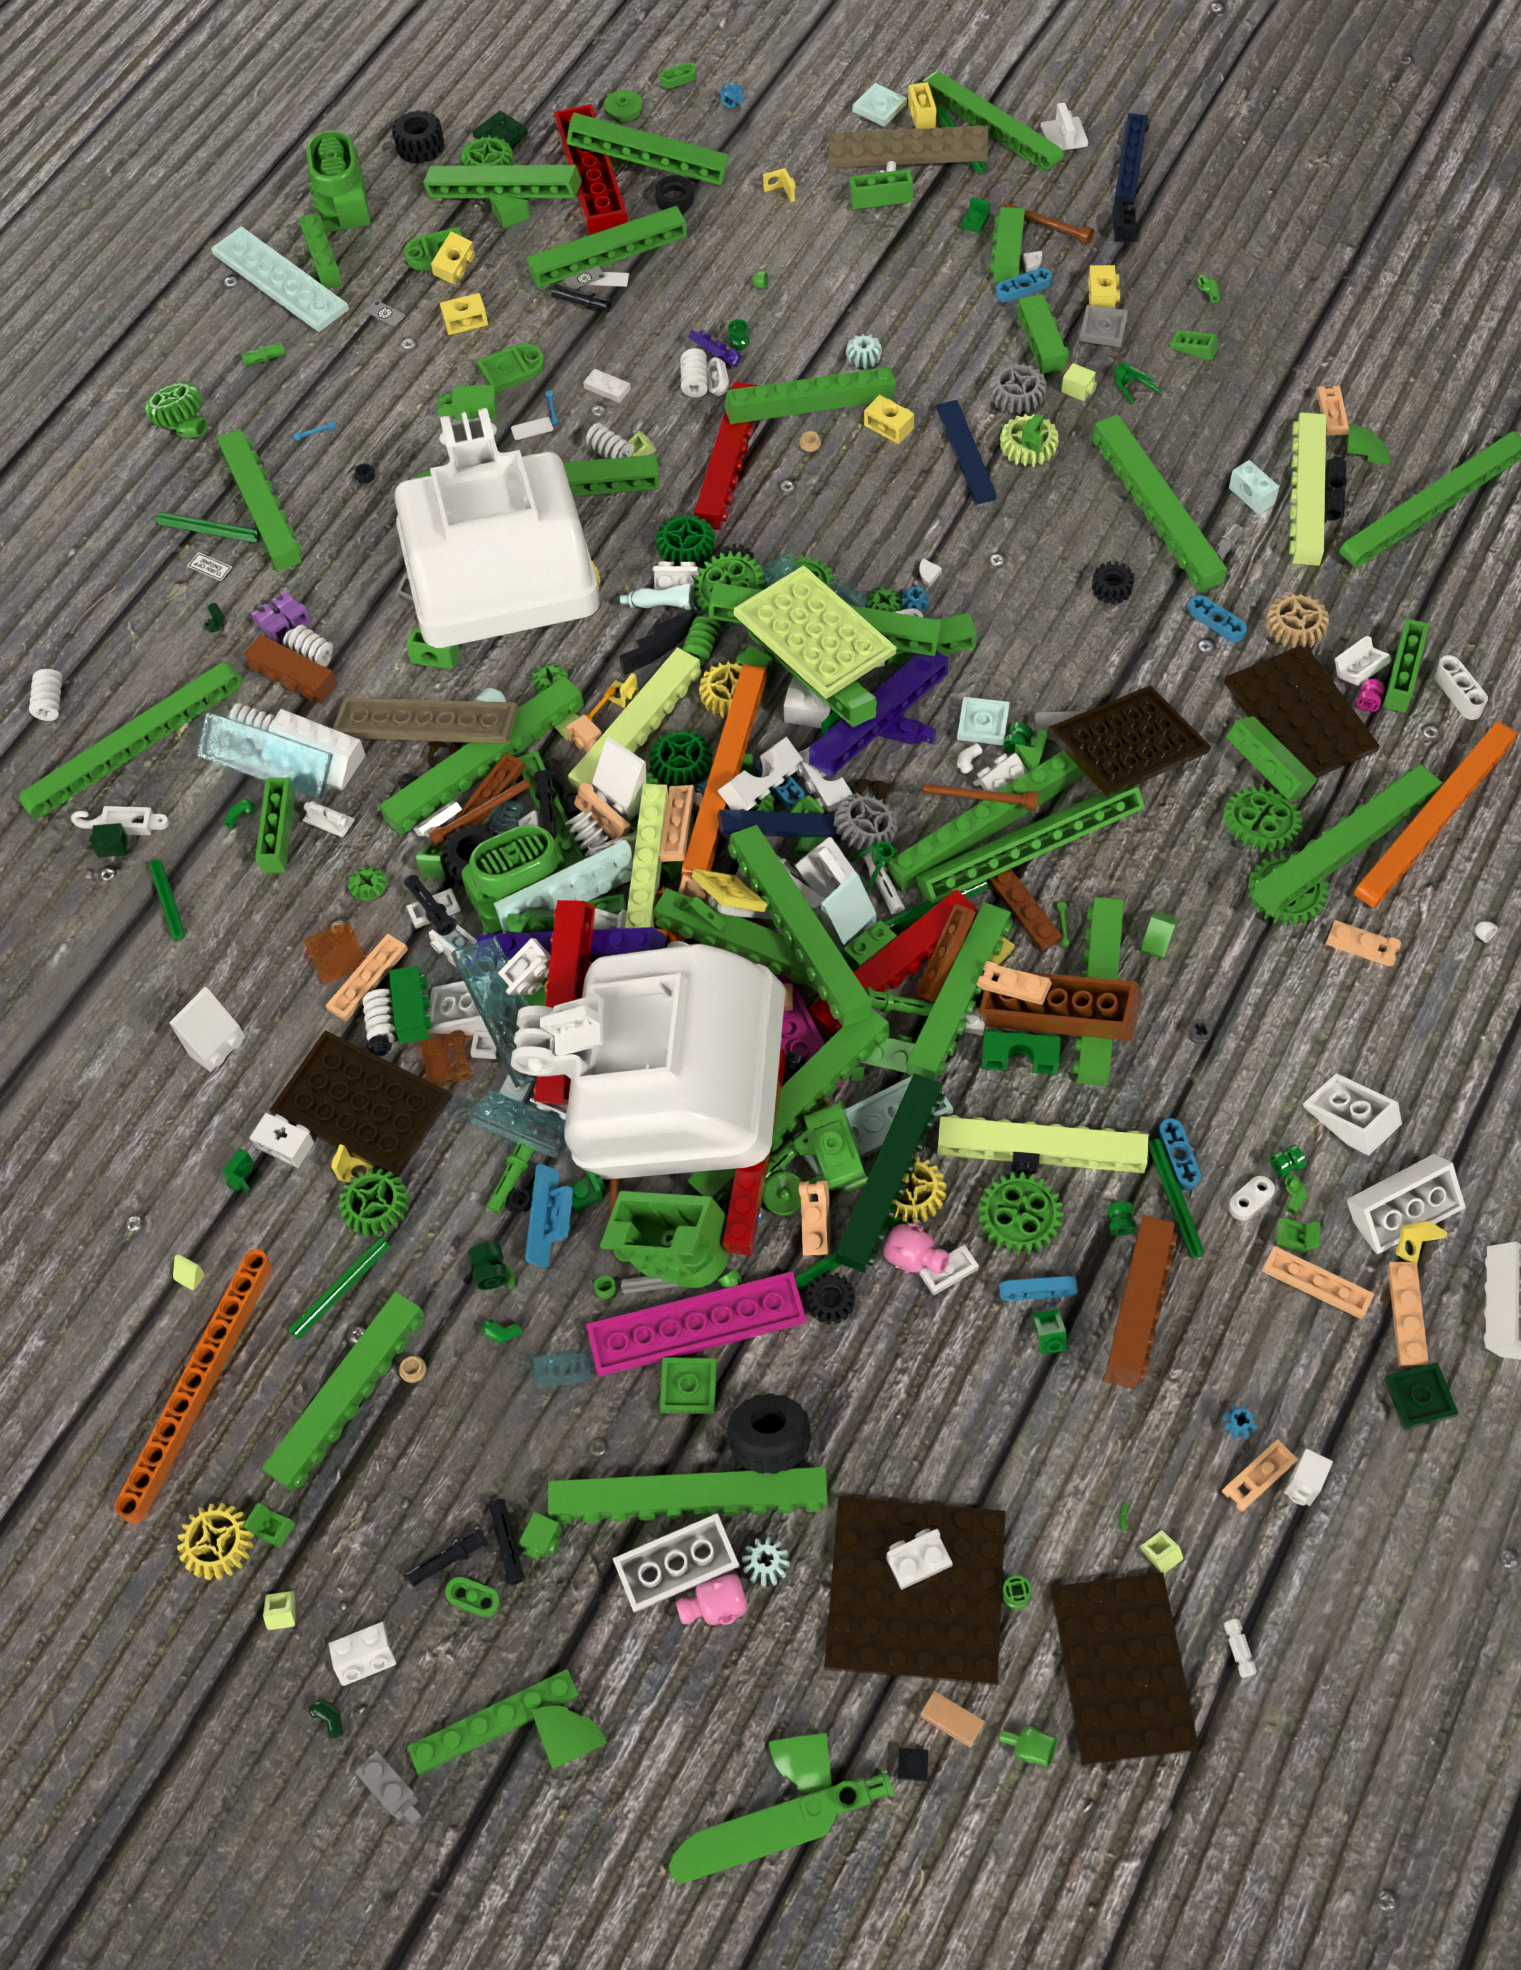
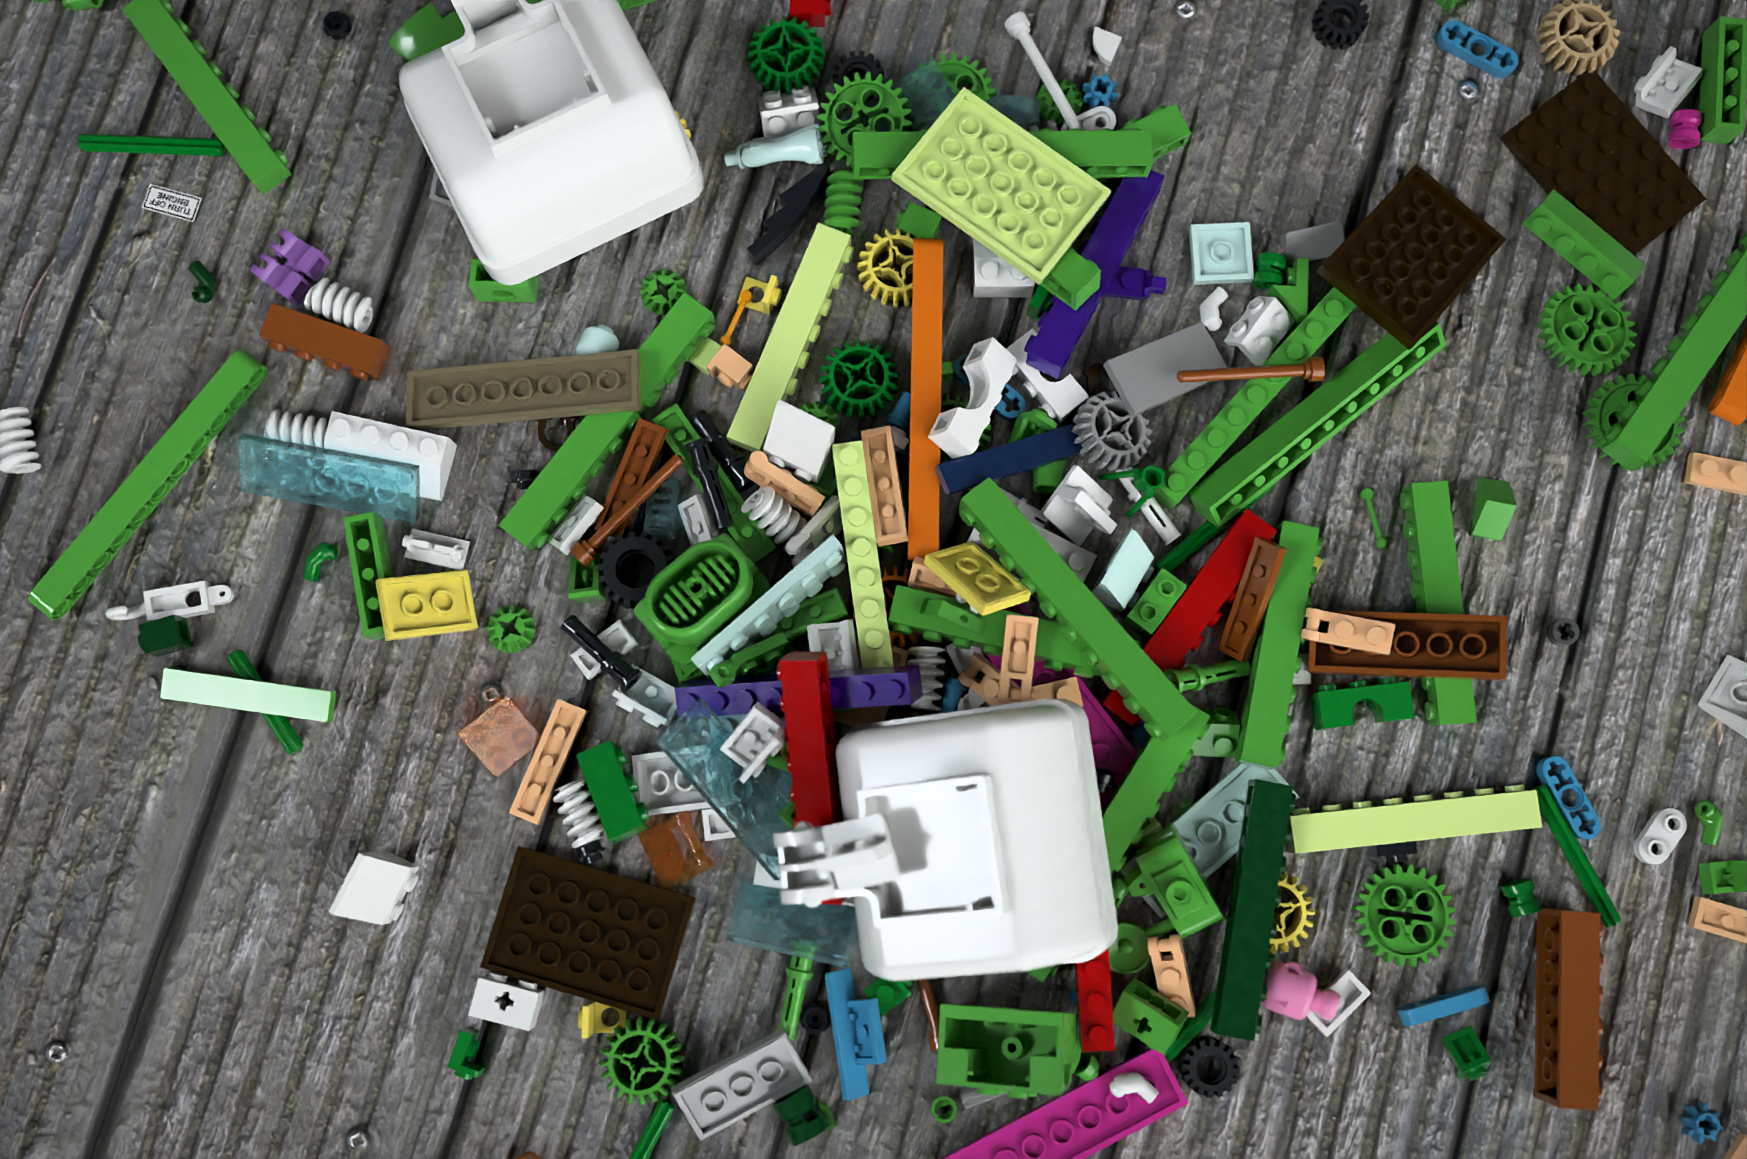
camera: 15 degrees left, 20 degrees up
(157, 888) = (248, 694): none -> tile
(309, 849) = (426, 604): none -> light yellow tile
(445, 1234) = (741, 1084): none -> light grey tile
(749, 937) = (1017, 657): none -> light nougat plate
(764, 1291) = (1132, 1083): none -> white arm
(788, 1243) = (1149, 1016): none -> bright green brick
(865, 550) = (1018, 27): none -> white piece
(901, 788) = (1149, 373): none -> light grey tile
(1025, 909) = (1327, 510): dark orange plate -> none
(1287, 1161) = (1696, 784): green wheel -> none

